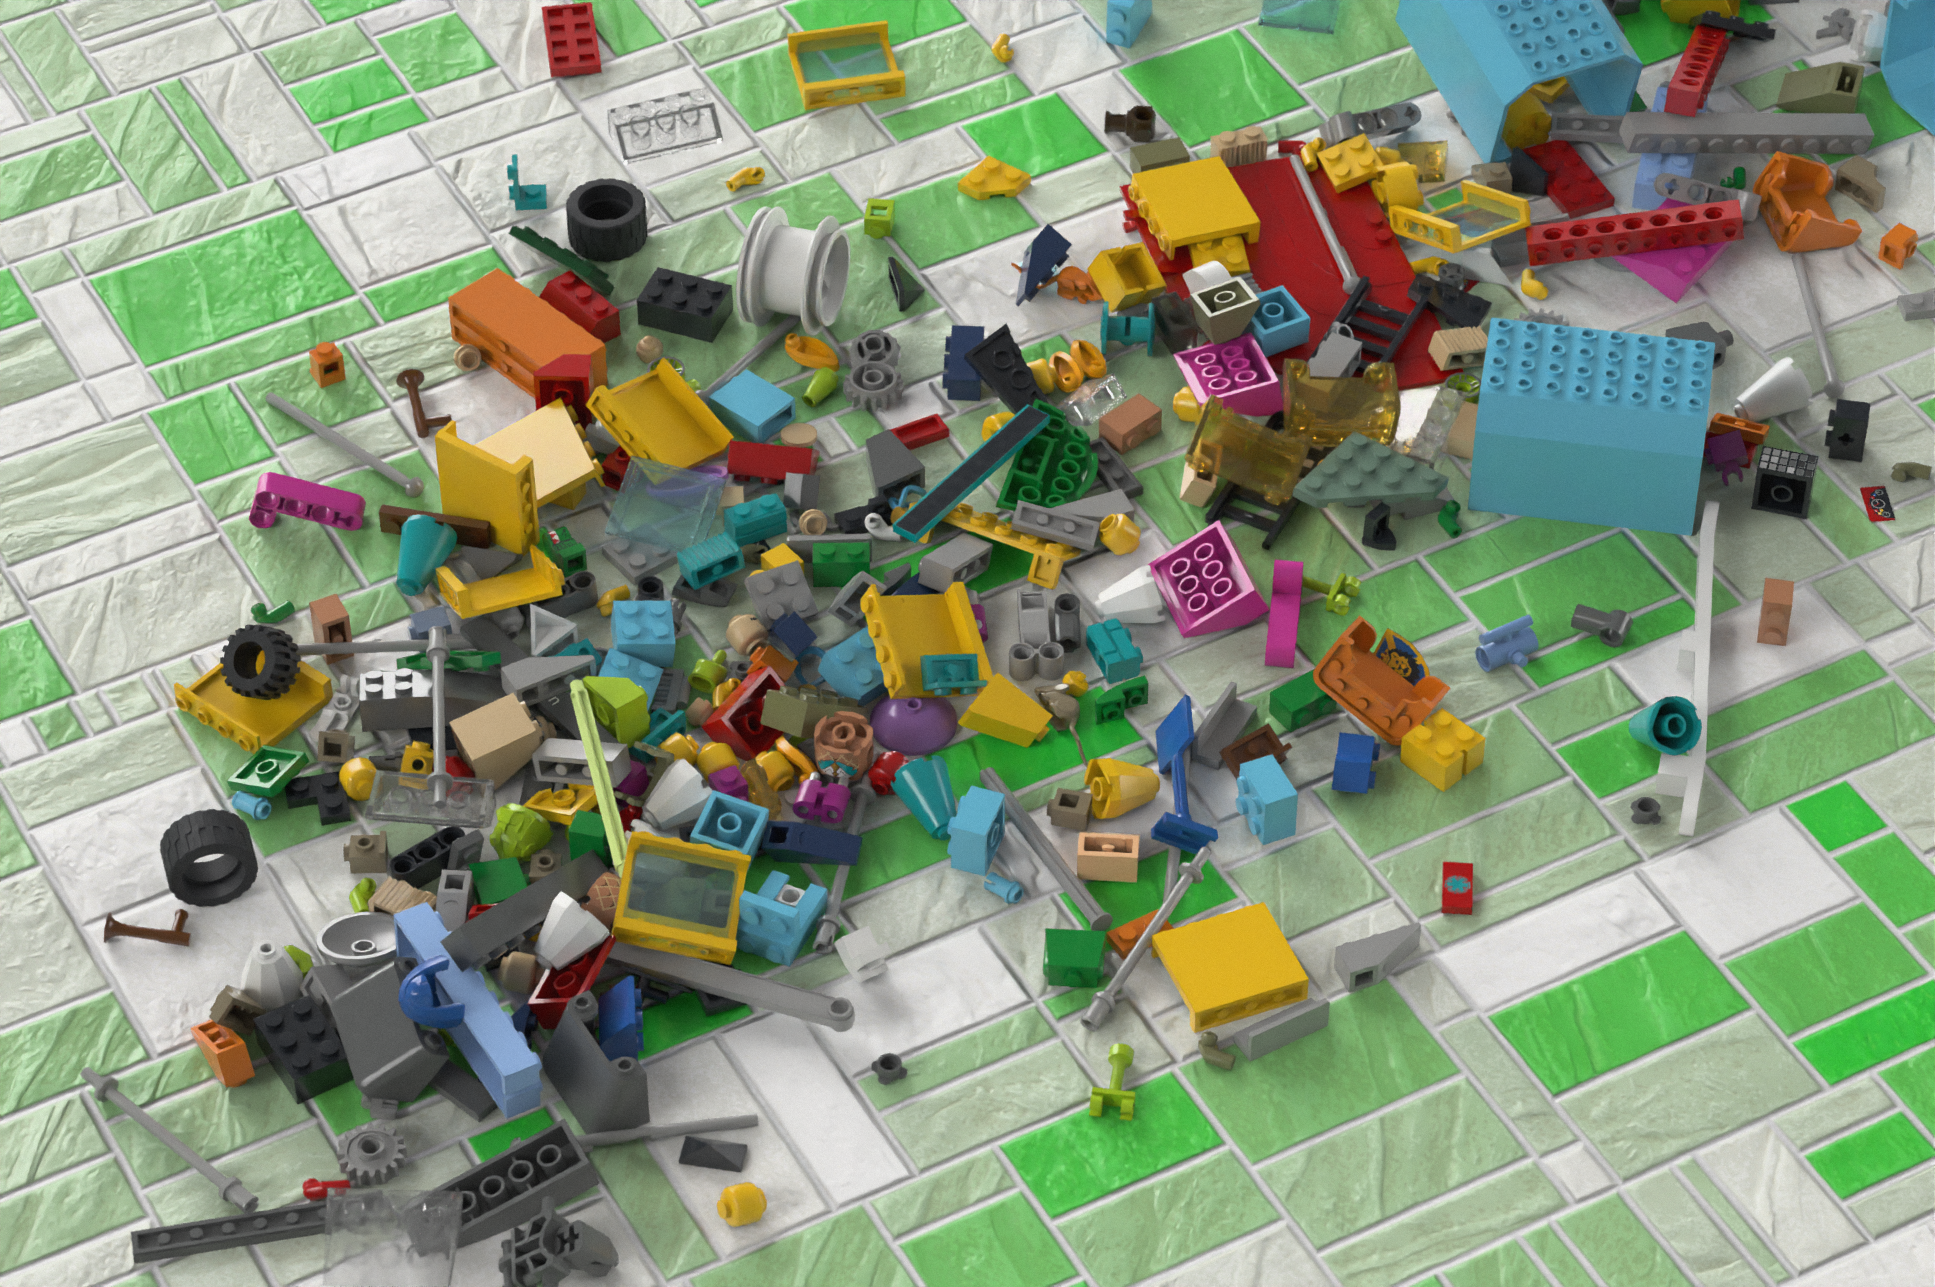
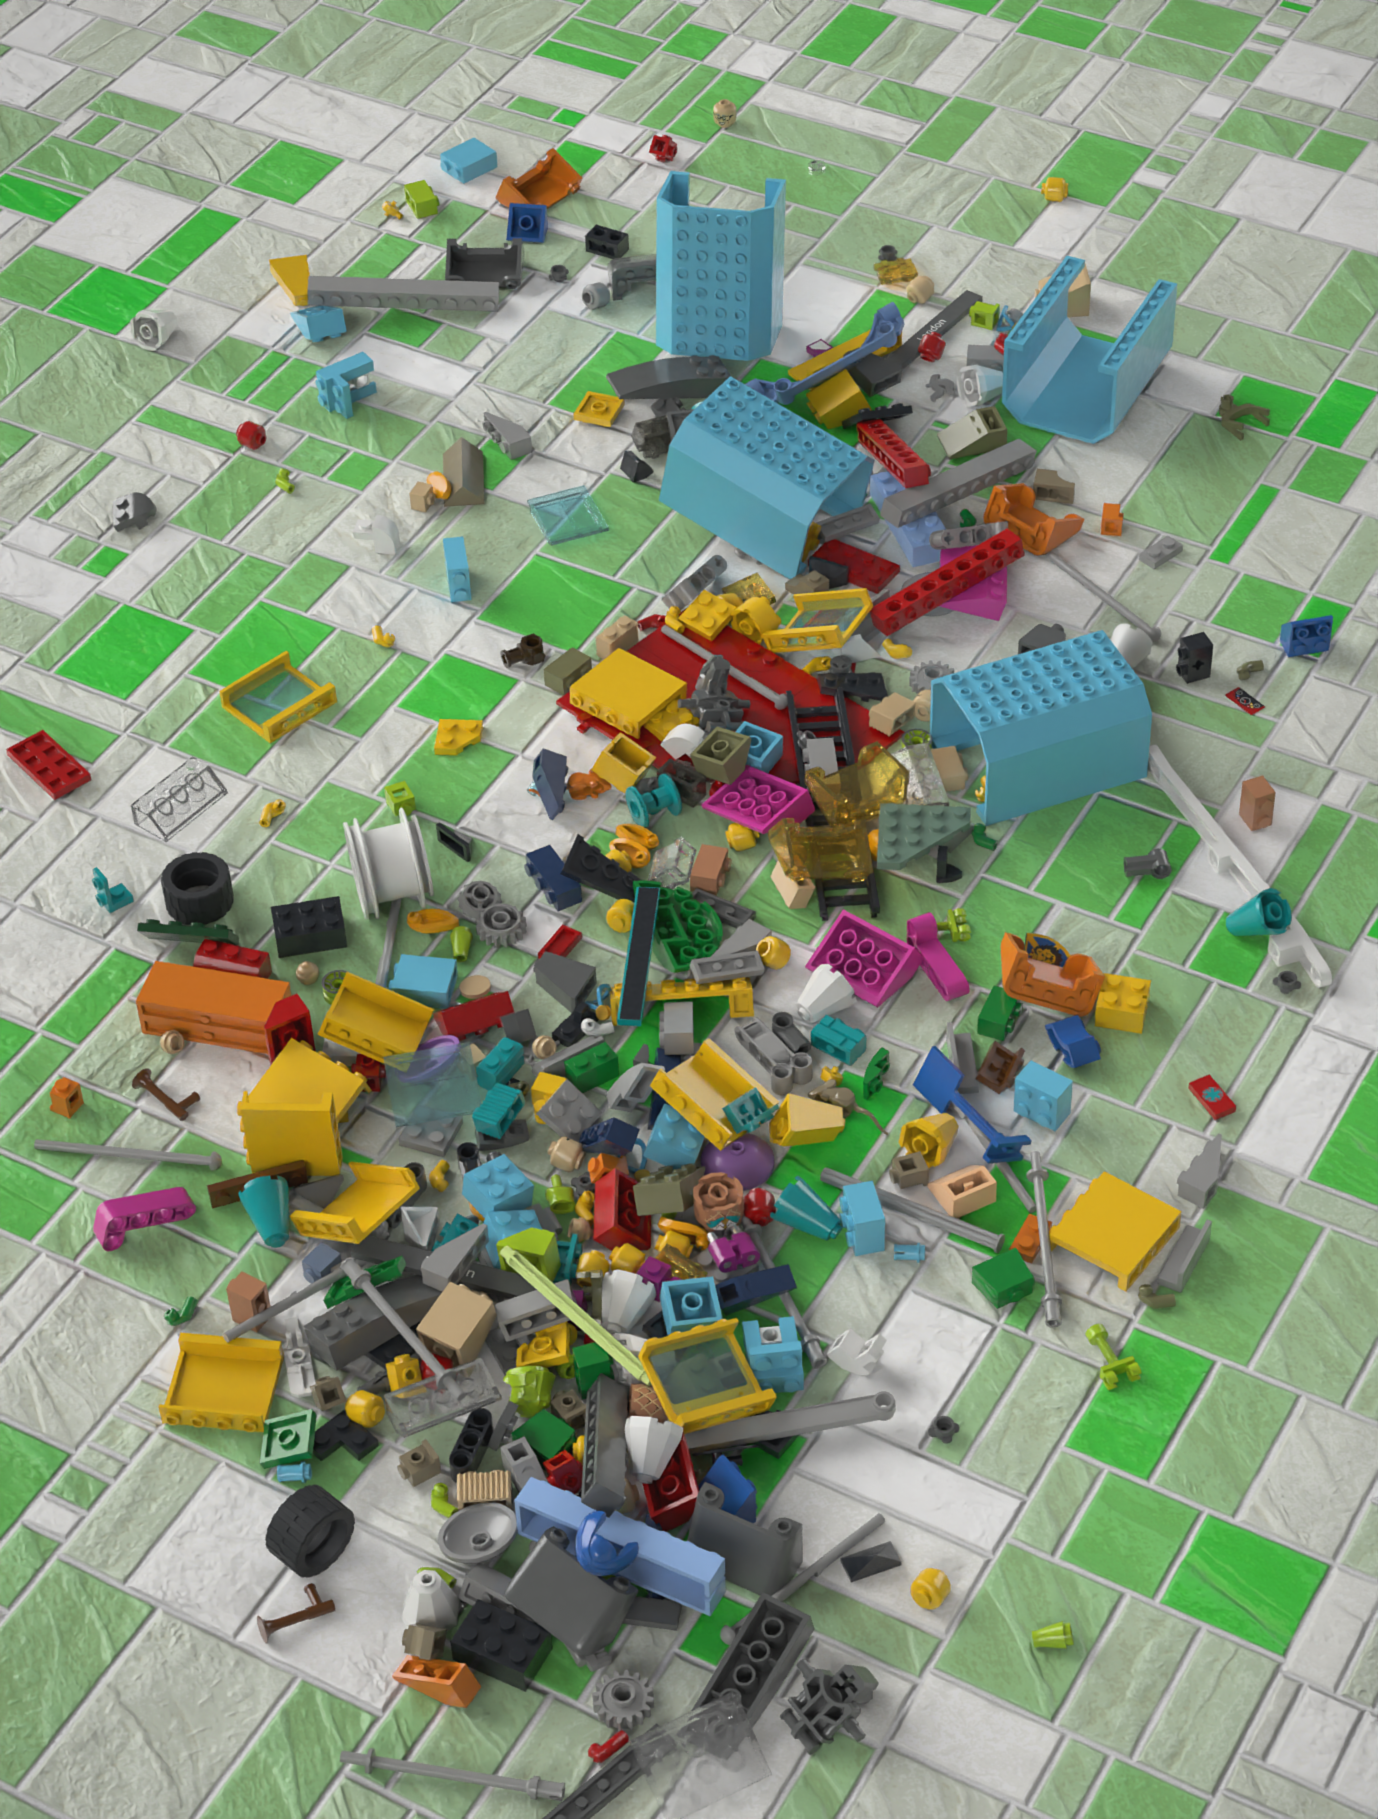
camera: 30 degrees left, 0 degrees up
(241, 660) = (200, 1361): black tyre -> none
(562, 548) = (372, 1153): green leg -> none
(1272, 257) = (712, 701): none -> dark grey piece
(1507, 644) = (1101, 909): medium blue pin -> none
(1784, 482) = (1185, 711): black brick -> none

